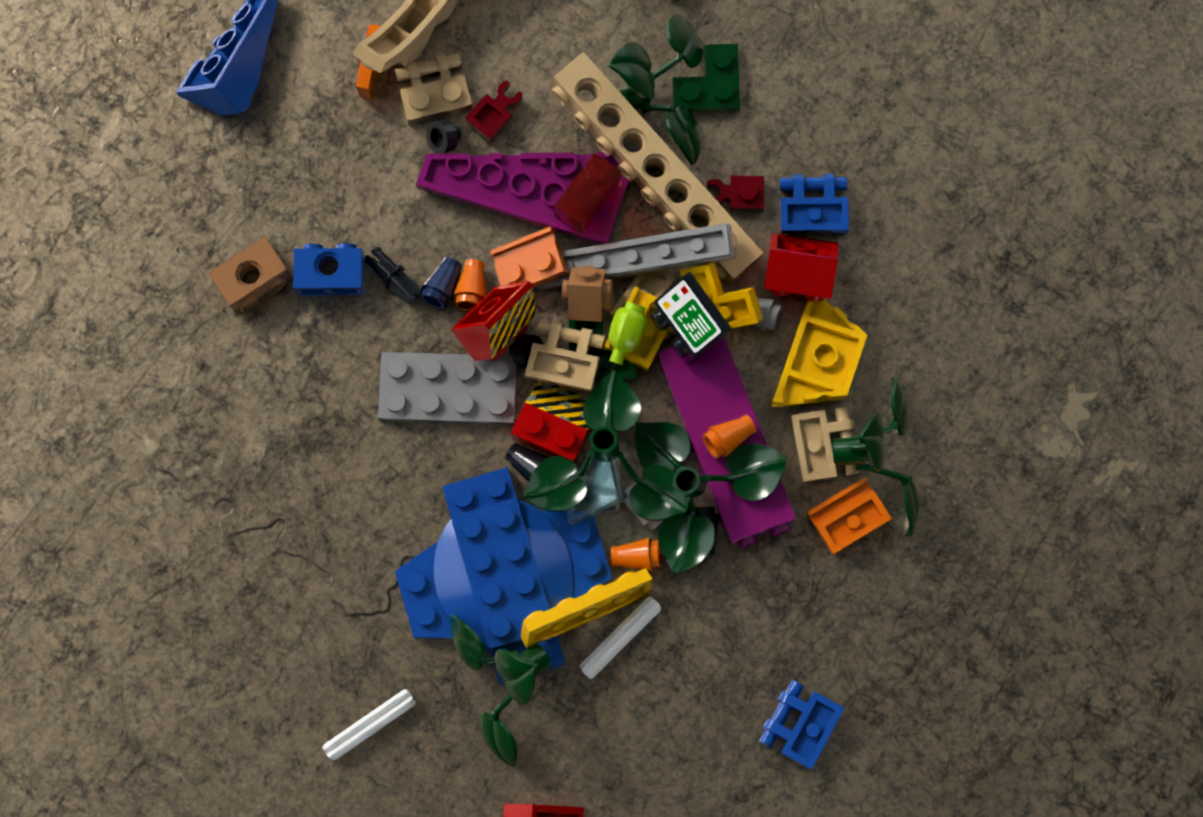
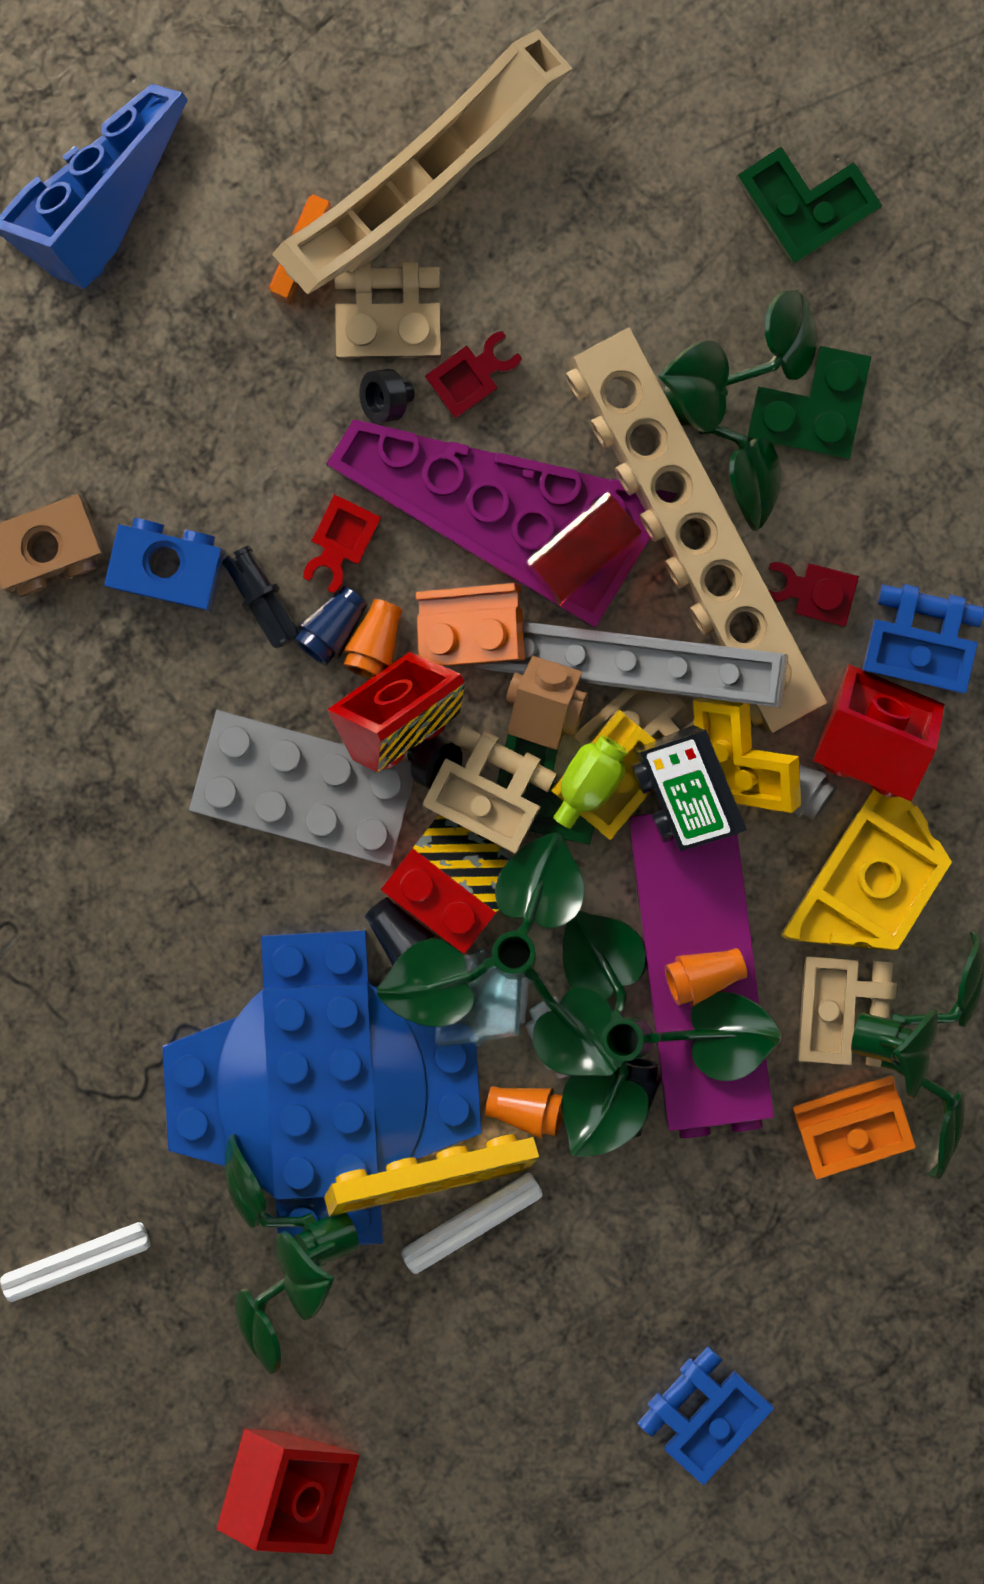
camera: 10 degrees right, 10 degrees up
(436, 226) = (343, 535): none -> red plate

